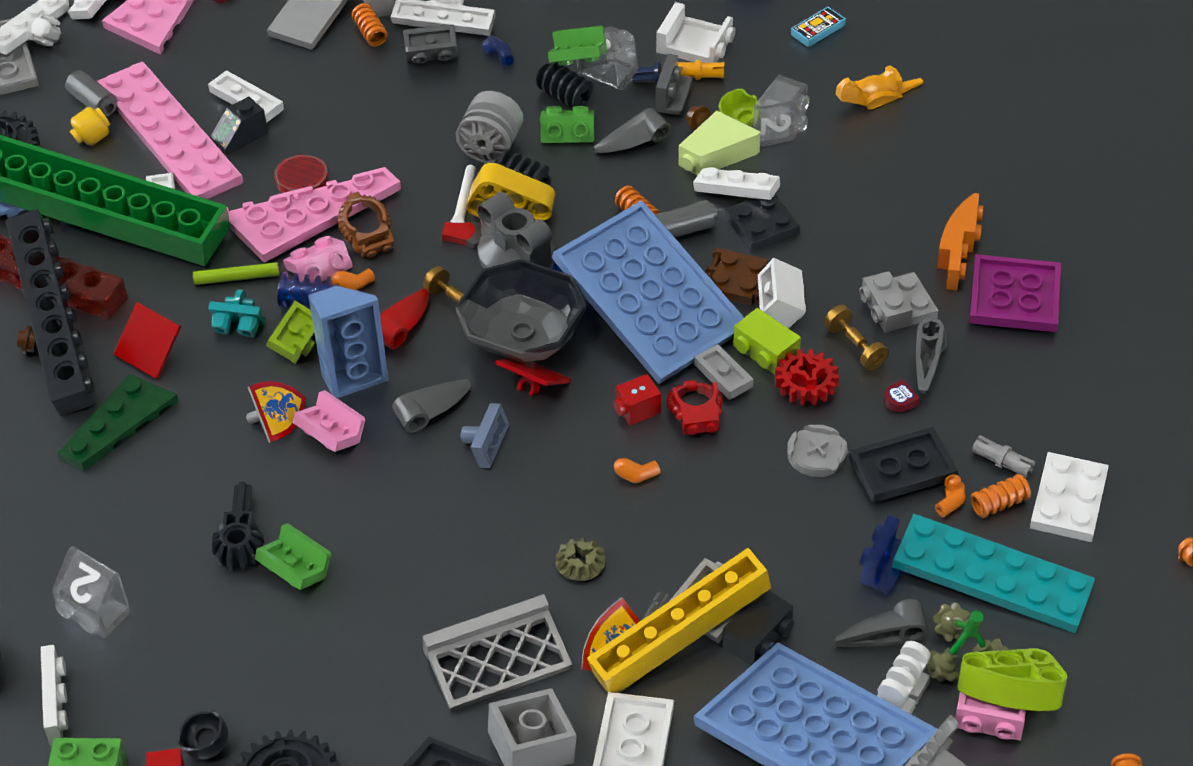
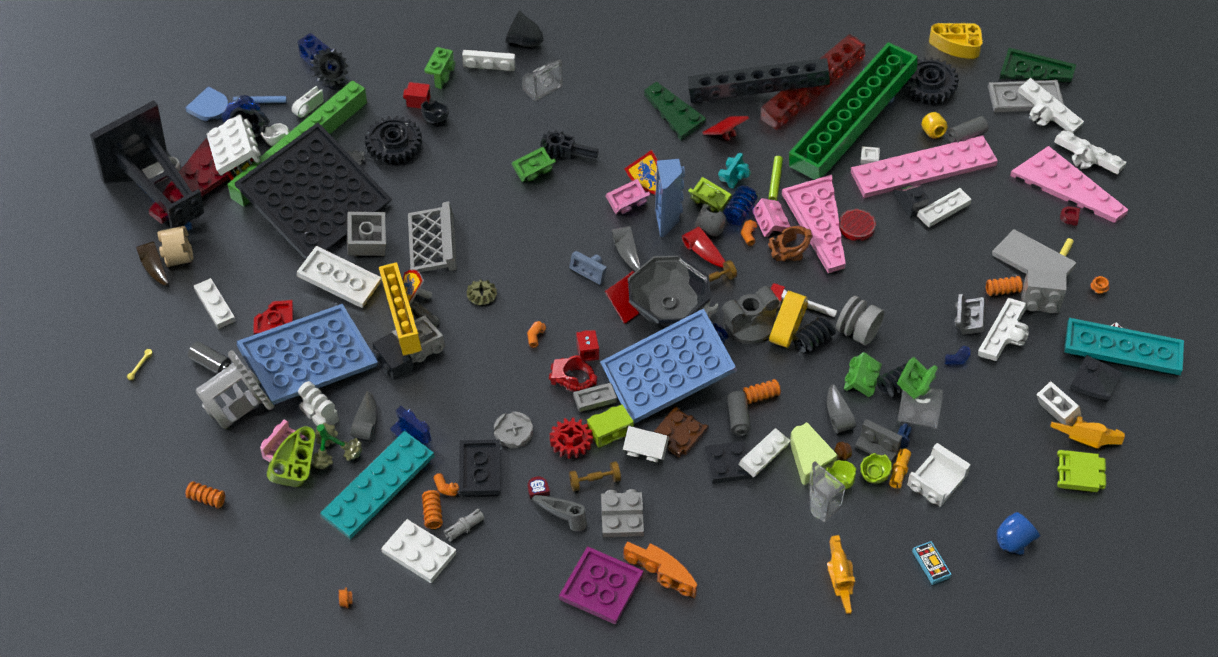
camera: 105 degrees right, 5 degrees up
(713, 81) = (876, 468): none -> lime hair

